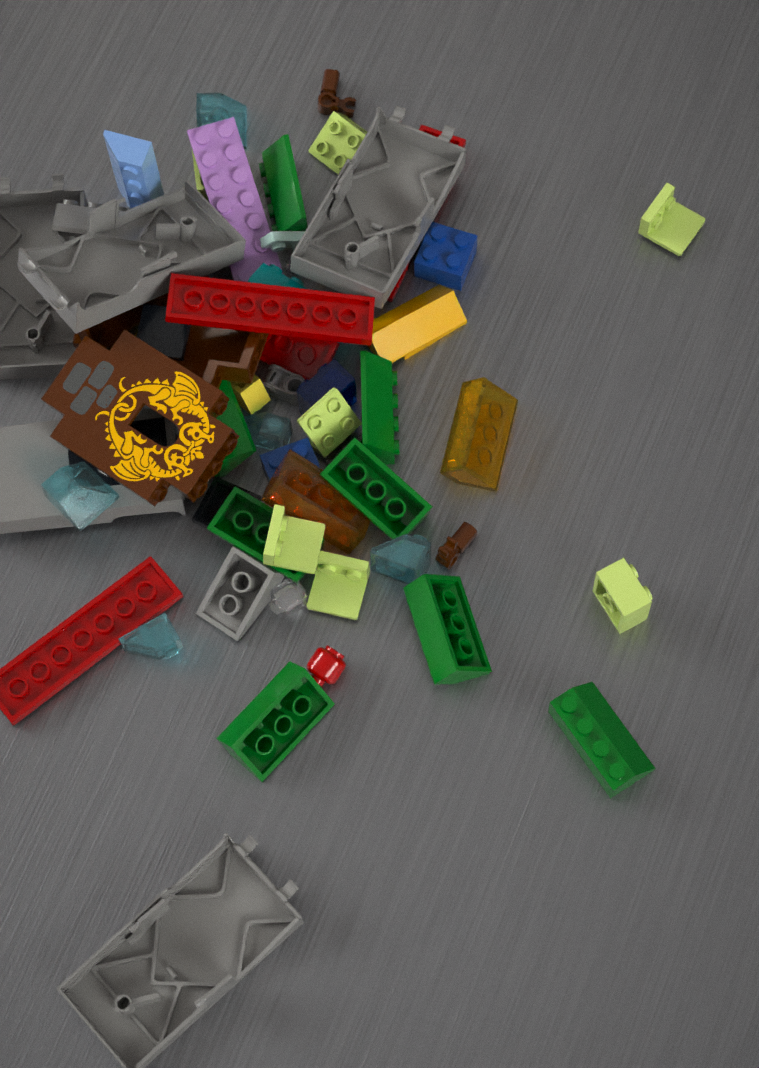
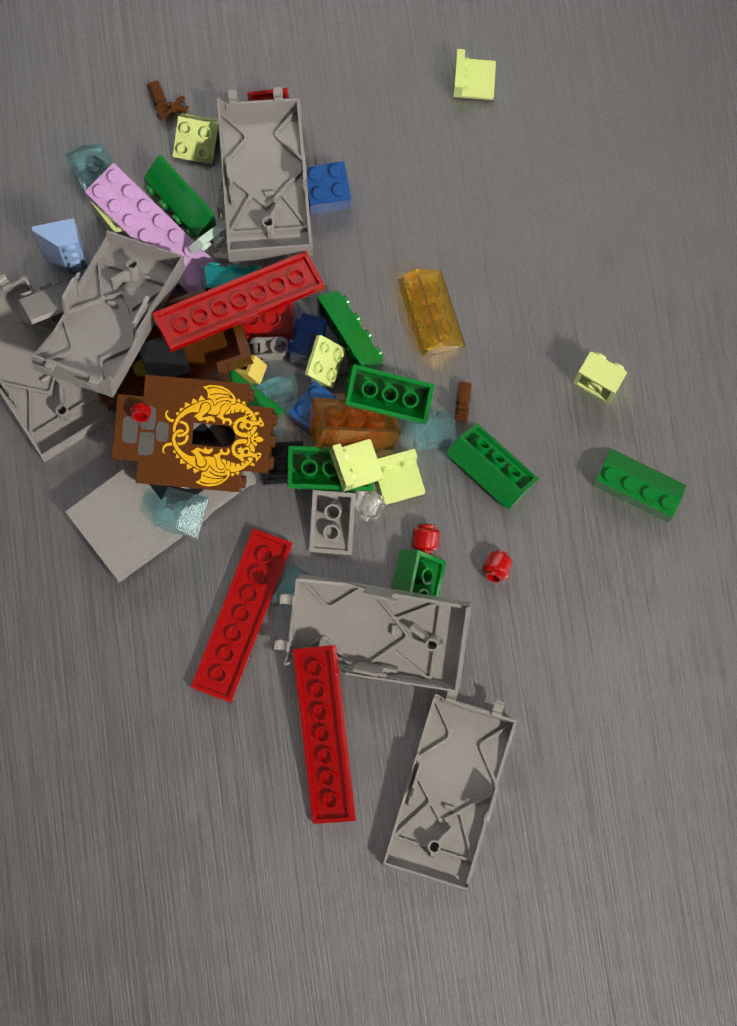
camera: 40 degrees left, 10 degrees up
(82, 810) = (324, 734): none -> red plate
(94, 363) = (140, 412): none -> red plate
(204, 731) = (380, 631): none -> light grey piece
(386, 737) = (497, 566): none -> red head
(416, 324) = (338, 248): yellow slope -> none

